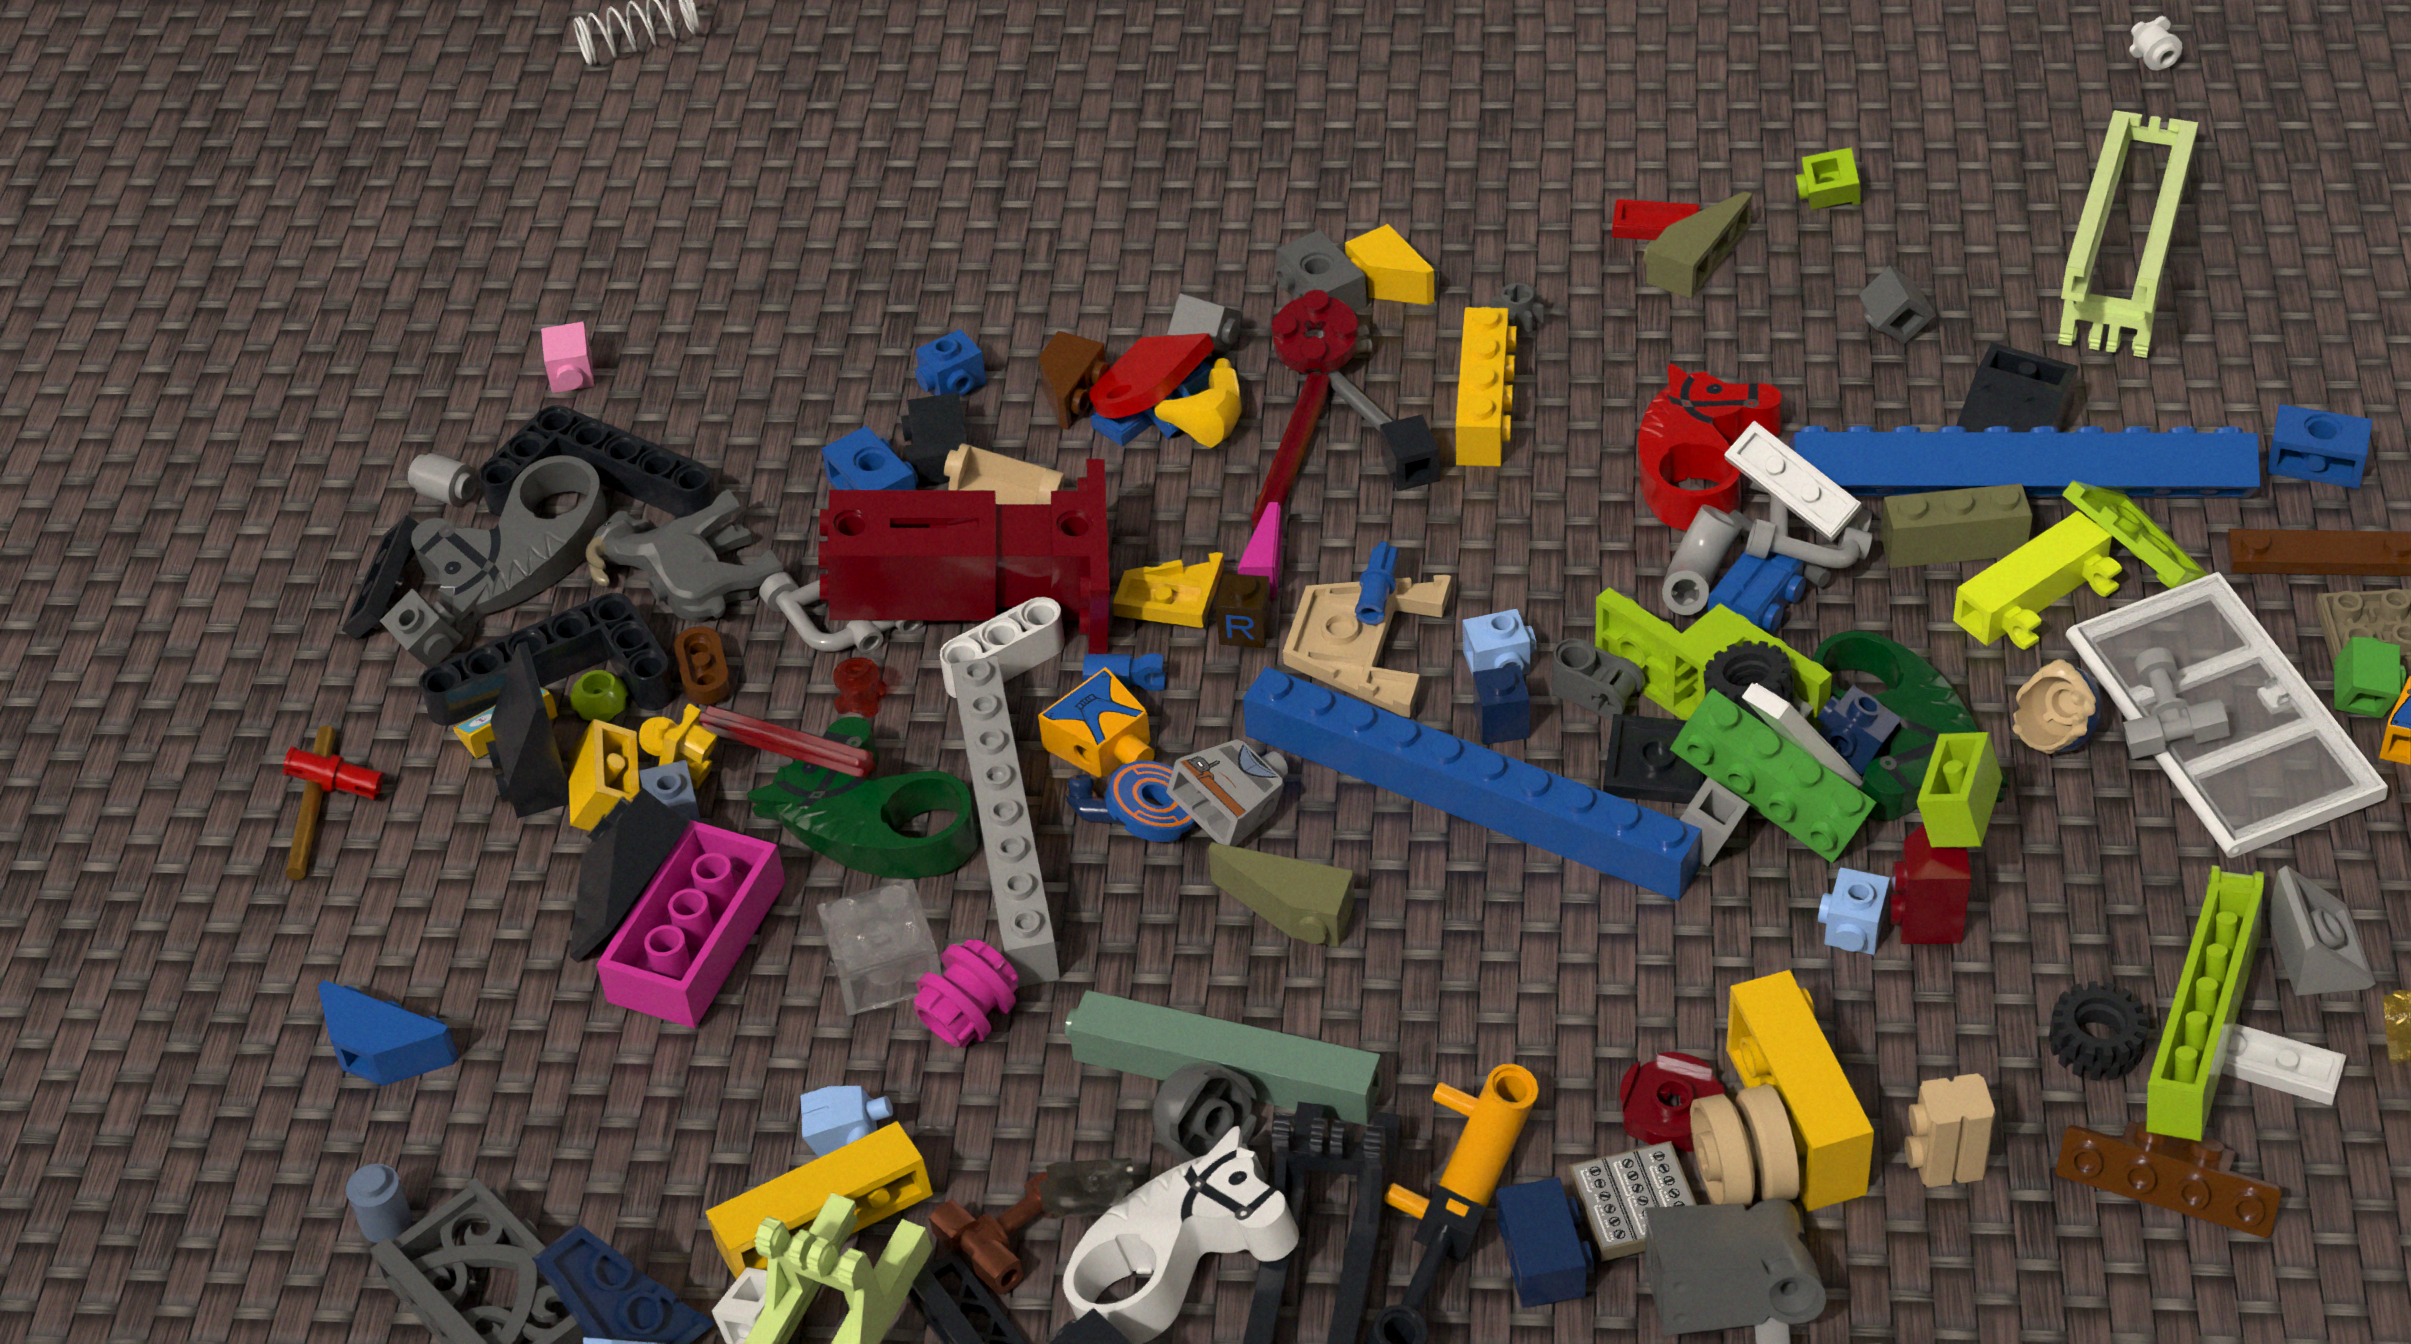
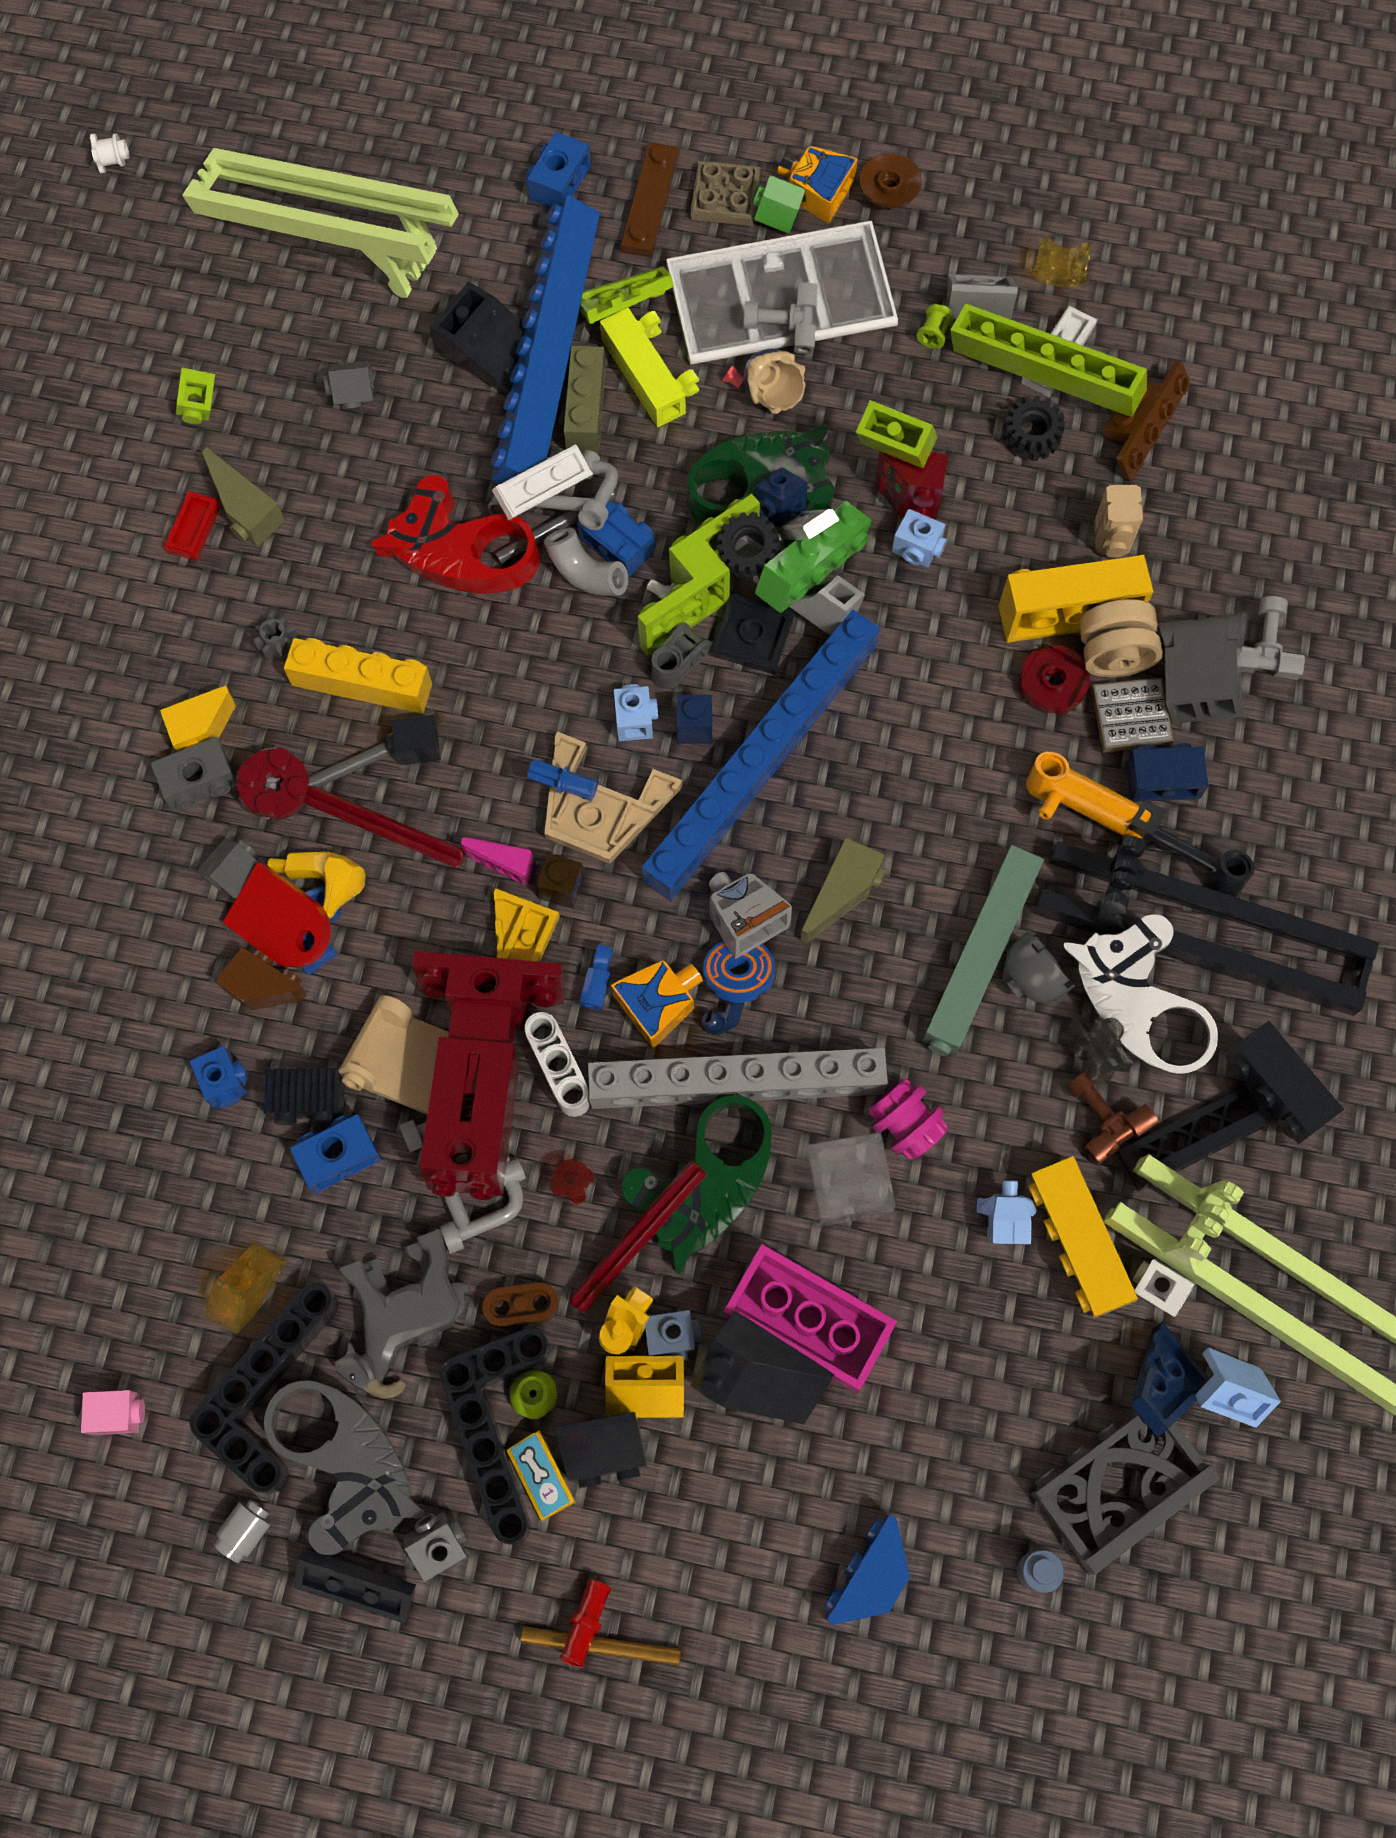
camera: 85 degrees left, 25 degrees up
(709, 430) = (243, 1288): none -> clear yellow slope

